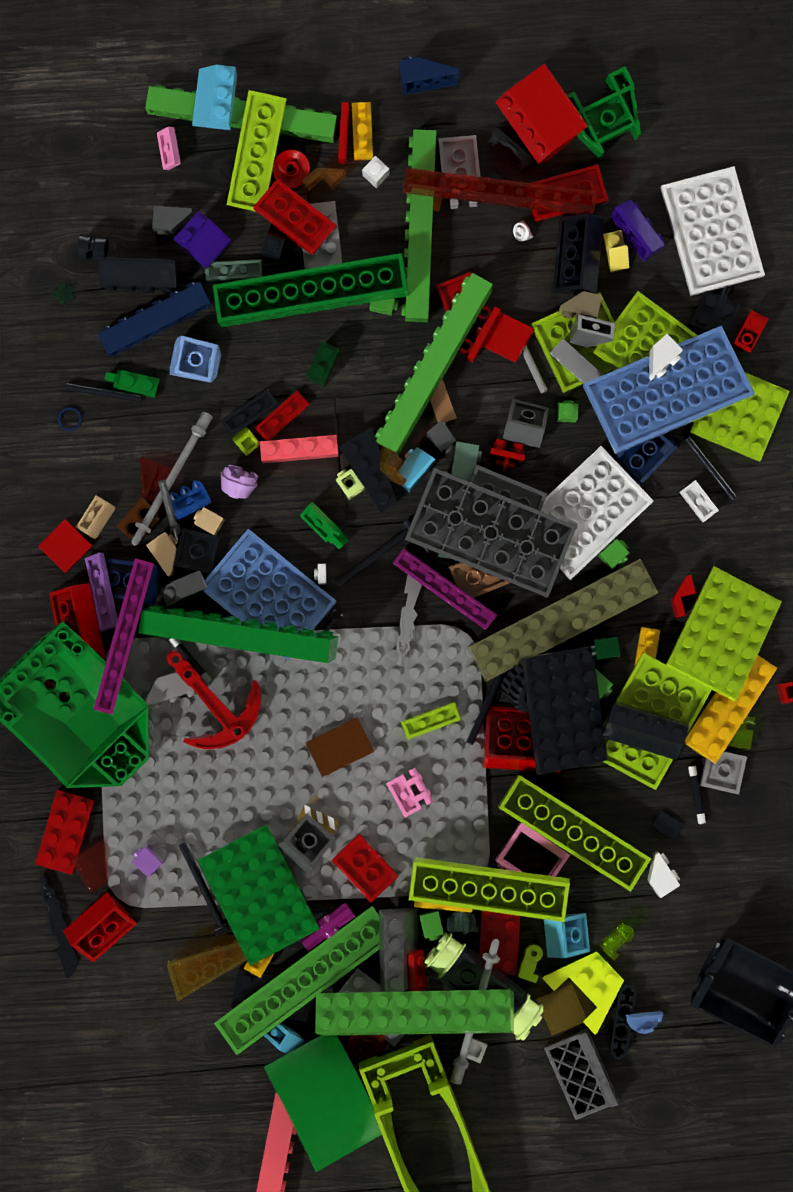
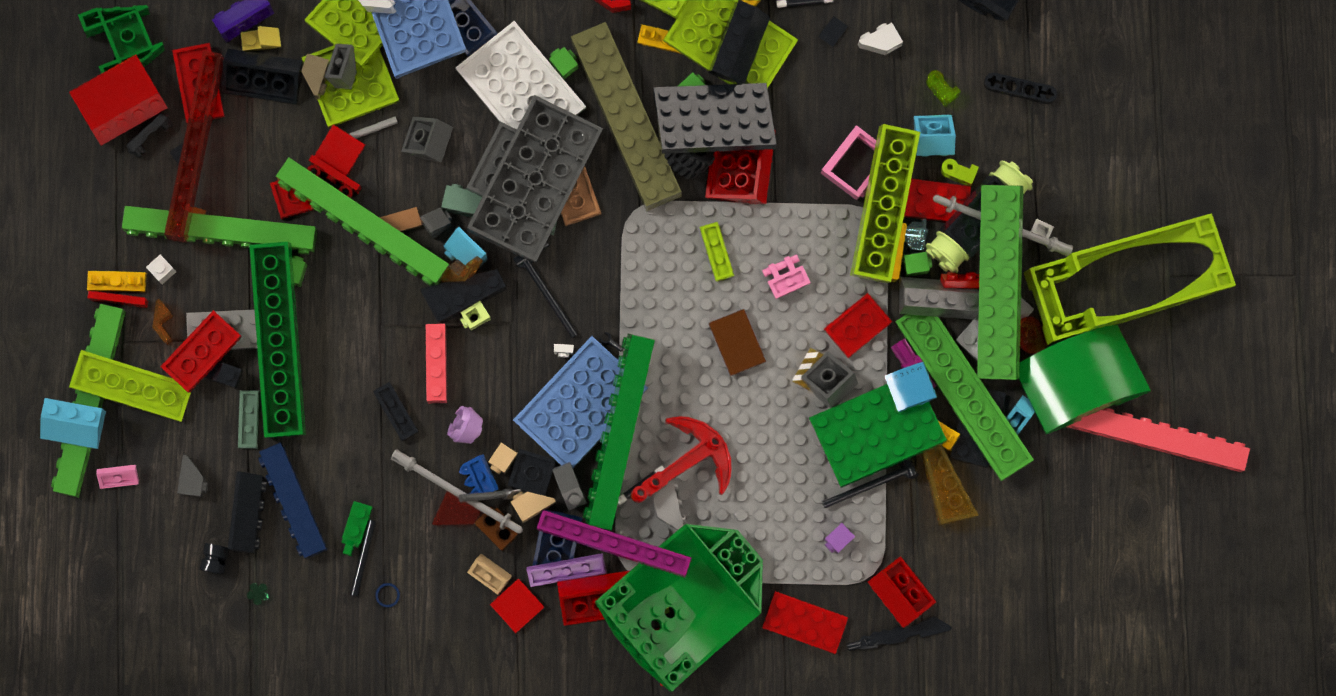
camera: 90 degrees left, 5 degrees down
(92, 866) = (840, 596): clear red wing -> none
(195, 359) = (337, 463): light blue slope -> none
(202, 240) = (216, 447): dark purple slope -> none
(246, 441) = (423, 417): lime slope -> none
(282, 416) = (401, 380): red tile -> none
(299, 171) = (152, 346): red dish -> none
(301, 926) = (910, 386): none -> dark azure slope
(323, 364) = (352, 334): dark green brick -> none
(323, 526) = (515, 345): green hinge -> none
(407, 618) = (610, 267): light grey sword -> none
(425, 75) = (66, 215): dark blue slope -> none
(444, 589) = (587, 229): magenta tile -> none
(460, 157) = (155, 186): light grey tile -> none
(484, 710) = (710, 199): black bar -> none
(499, 451) = (453, 166): red hips -> none
(522, 232) = (233, 129): white plate -> none
(561, 1009) = (1006, 145): clear yellow tile -> none
(567, 411) = (418, 97): bright green brick -> none
(574, 832) = (834, 120): lime brick -> none
(575, 362) = (371, 85): light grey tile -> none
(595, 980) = (978, 111): neon yellow wing -> none
(598, 1072) = (1064, 115): flat silver fence -> none
(605, 648) = (656, 75): dark green brick -> none
(644, 1022) = (1021, 66): medium blue plate -> none

